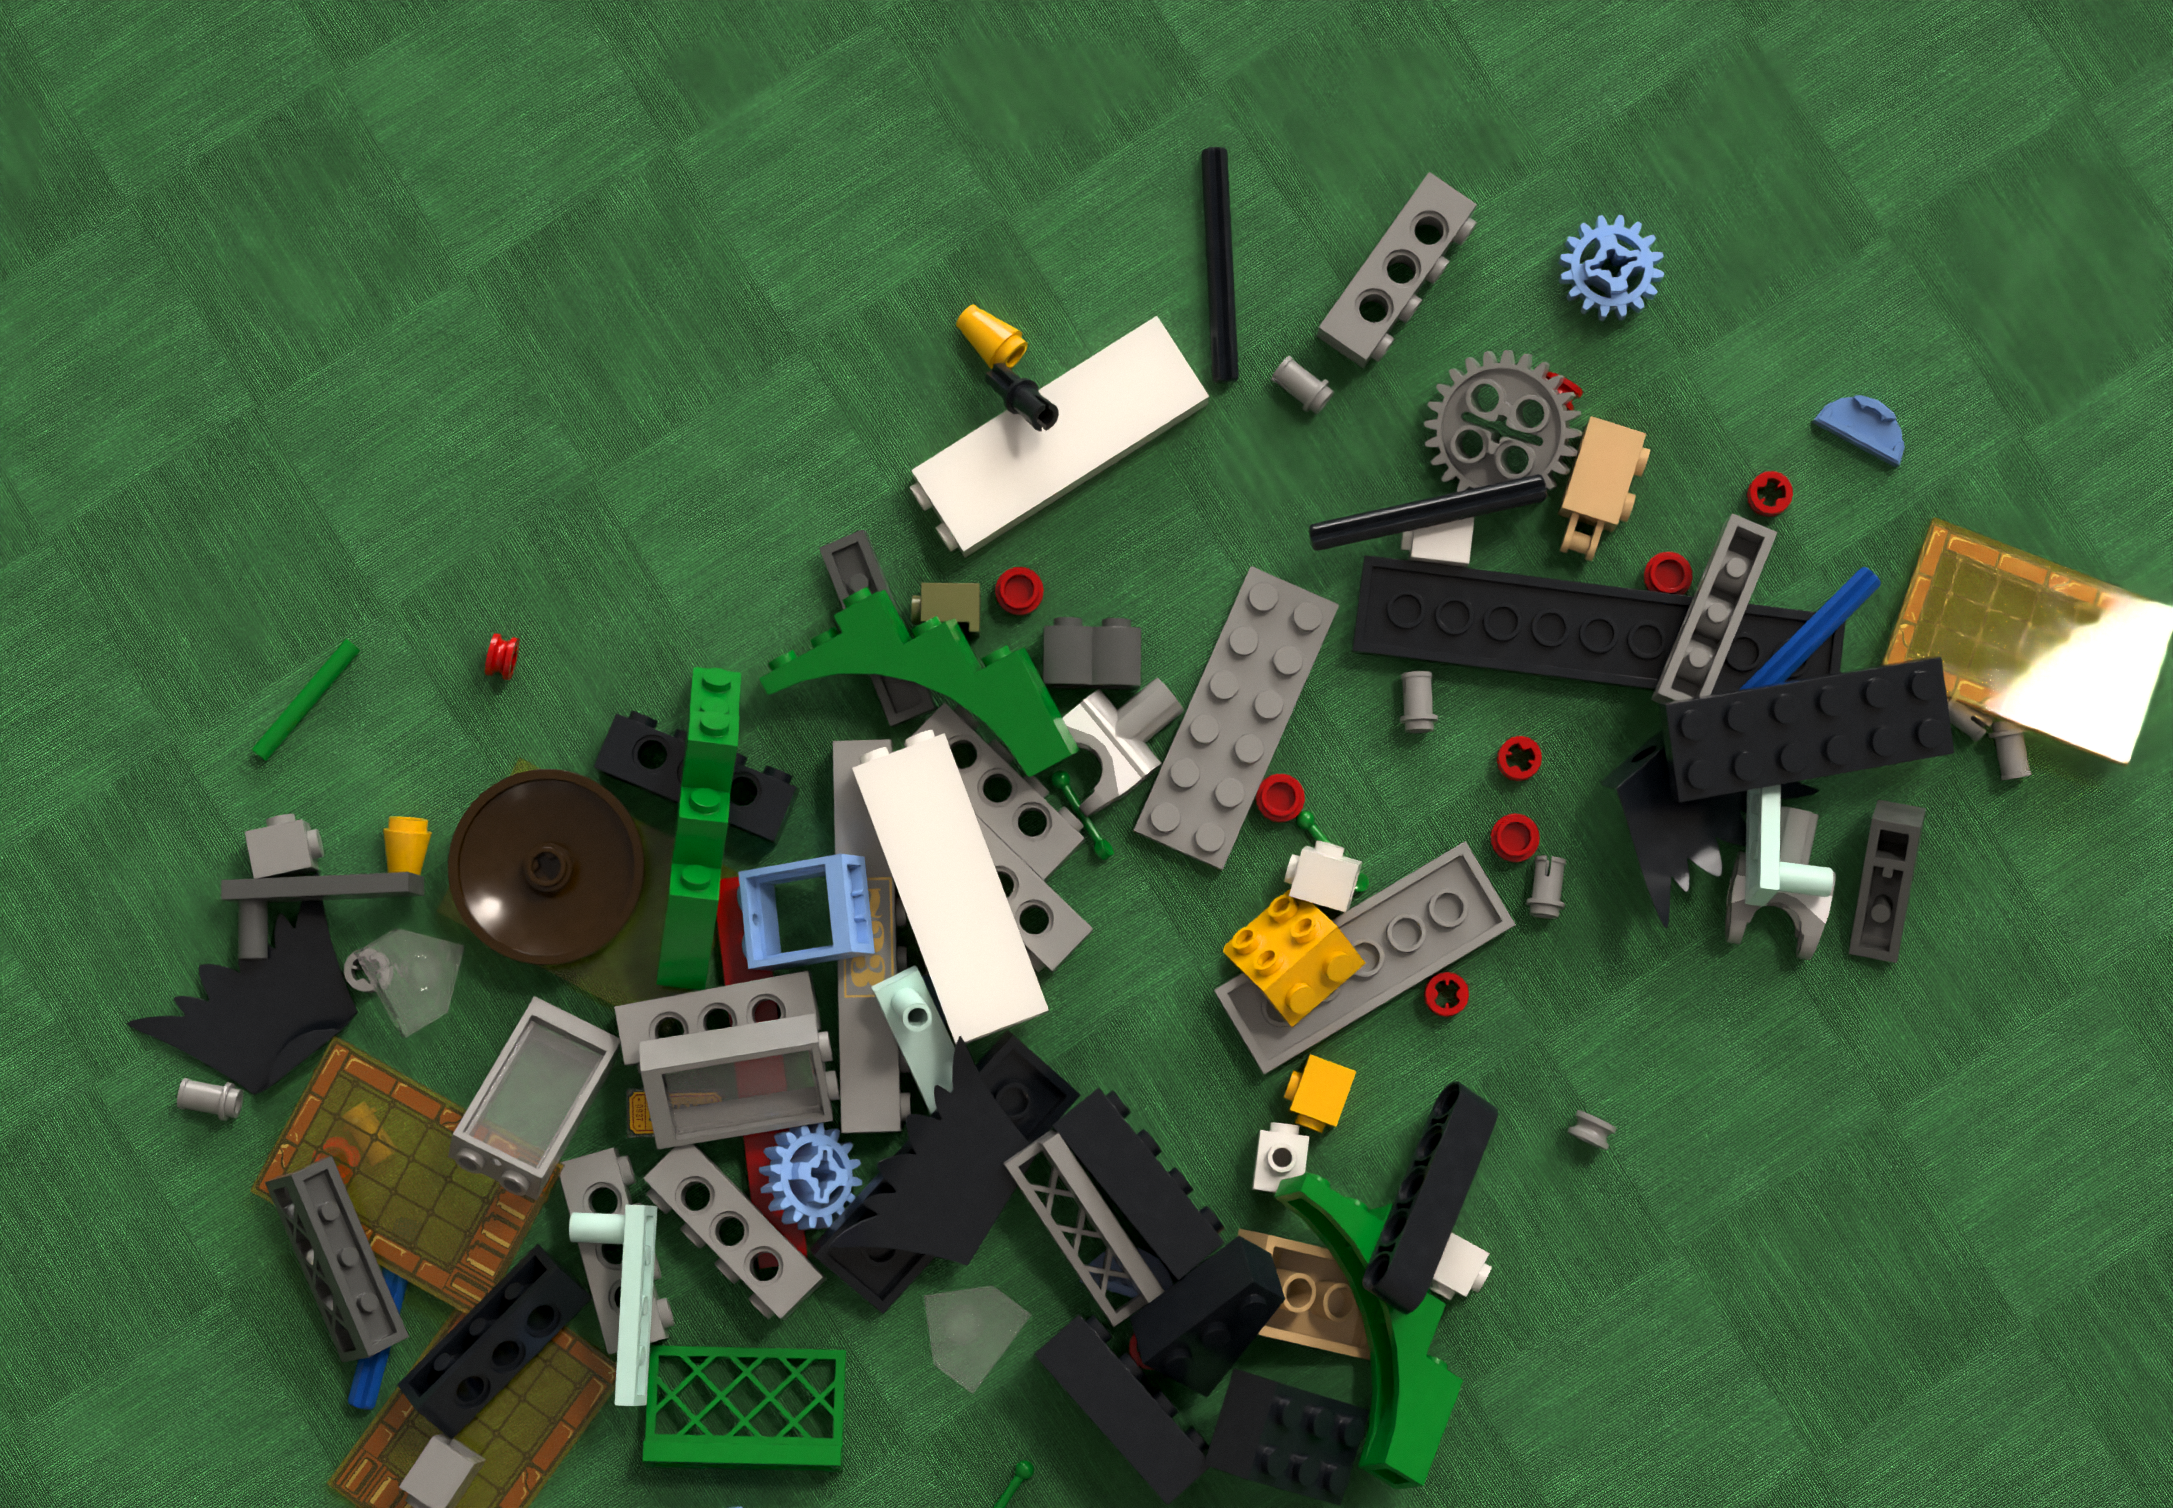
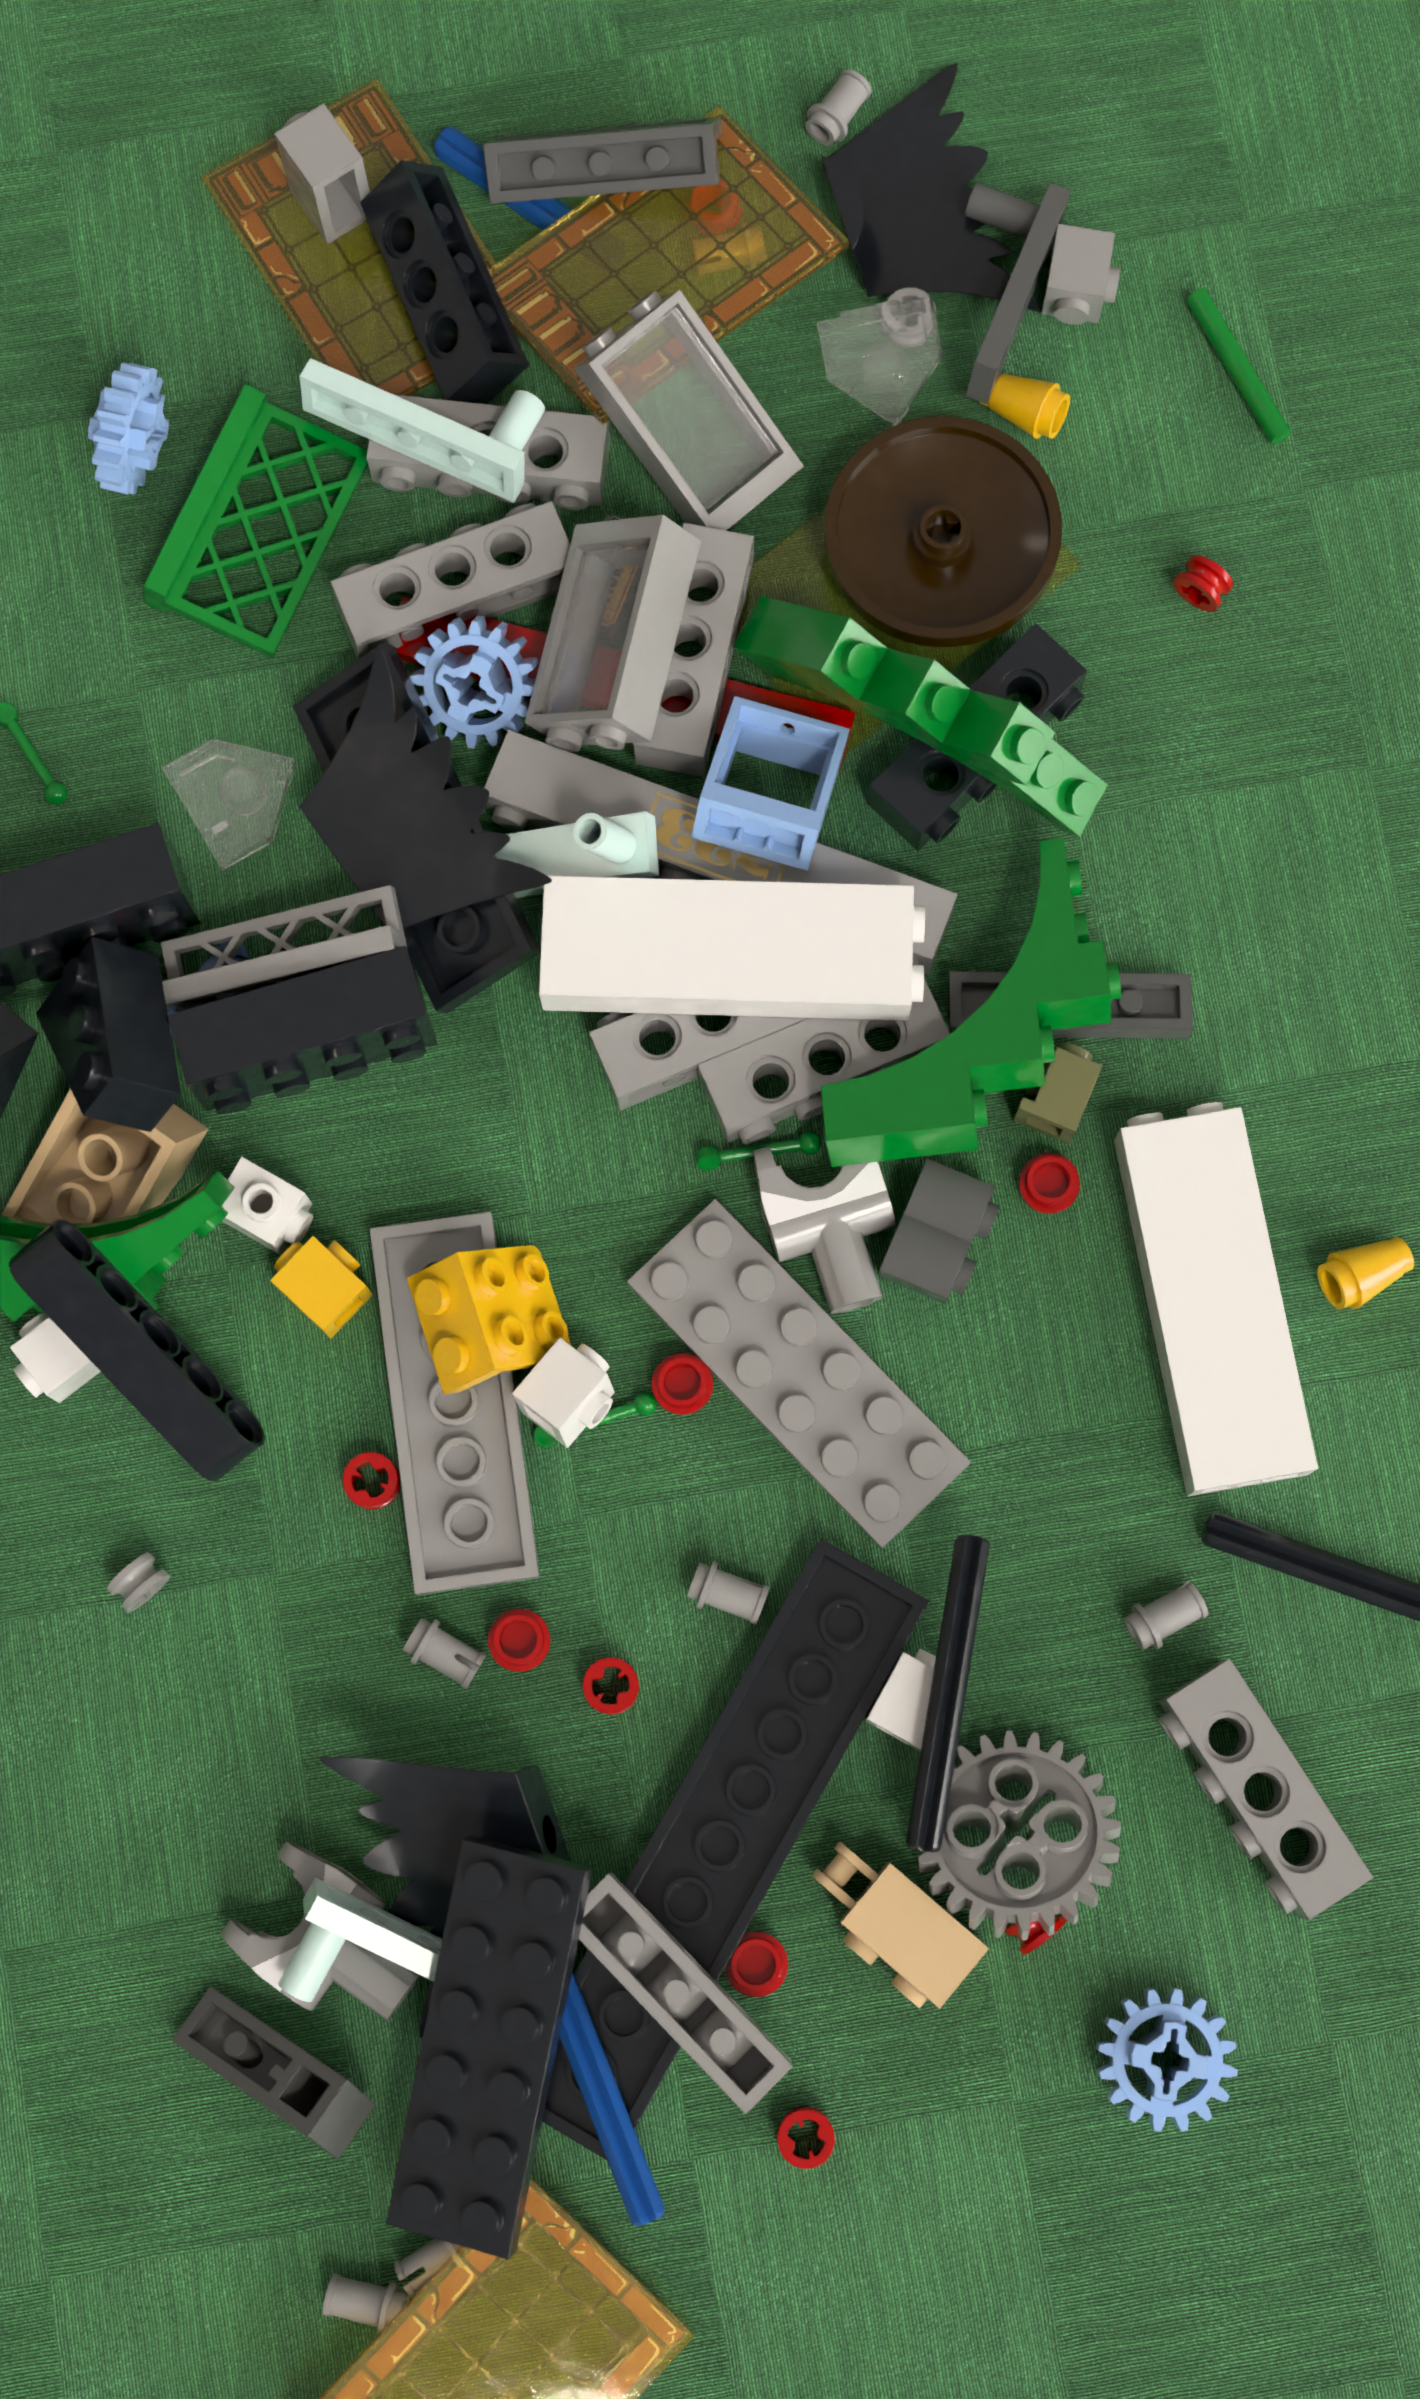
camera: 115 degrees right, 5 degrees down
(1022, 397) = (1278, 1264): black axle -> none
(1865, 425) = (843, 2300): medium blue tile -> none

